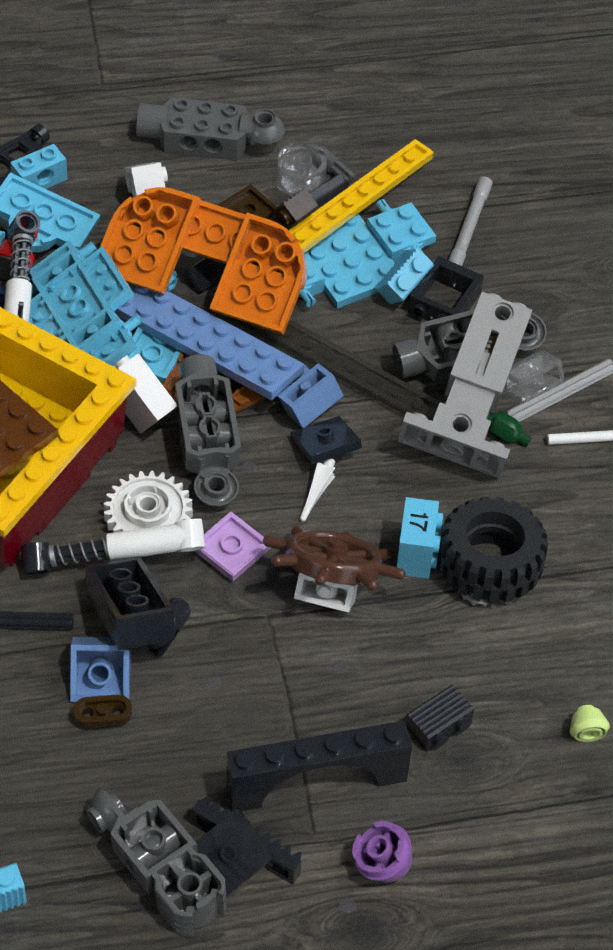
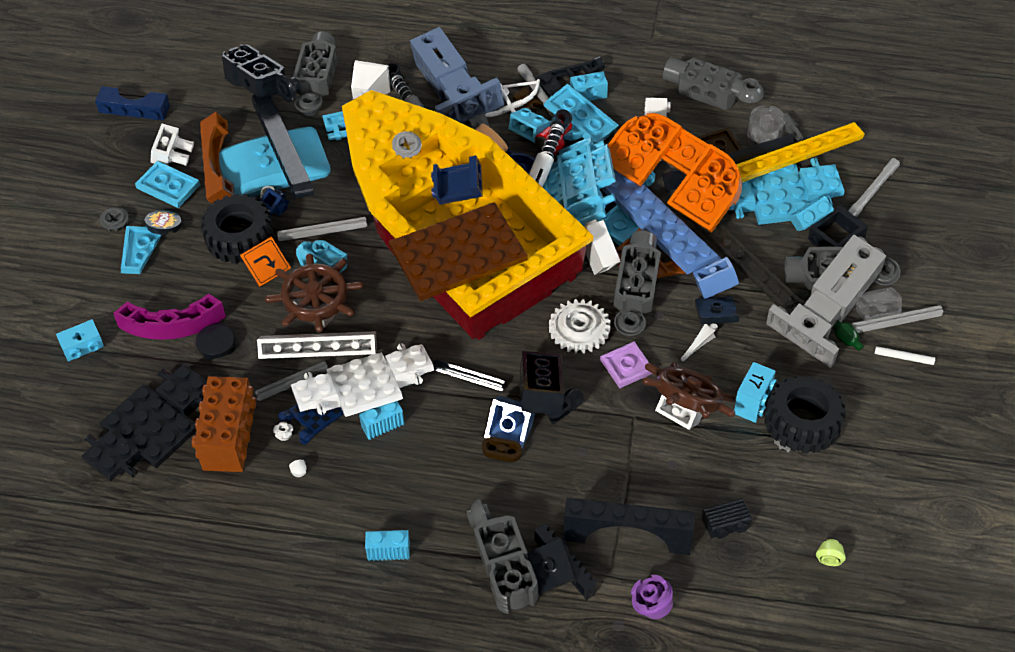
camera: 25 degrees right, 0 degrees up
(180, 537) = (591, 348): piece -> none
(294, 209) = (746, 150): brick -> none

